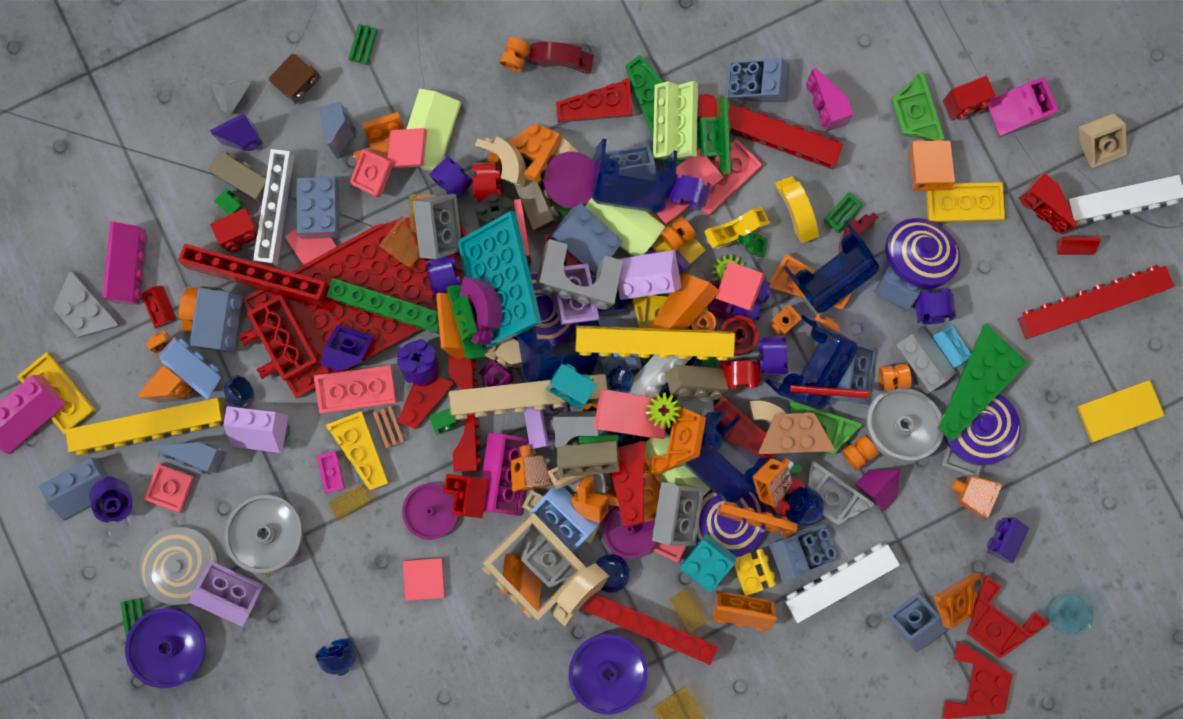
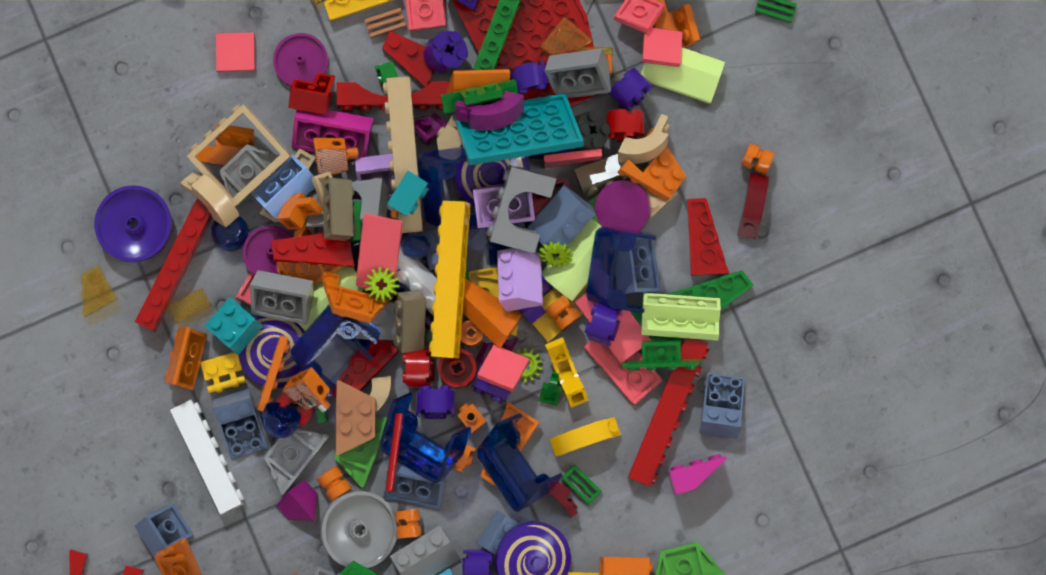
camera: 90 degrees right, 0 degrees up
(622, 250) = (564, 254): none -> lime gear

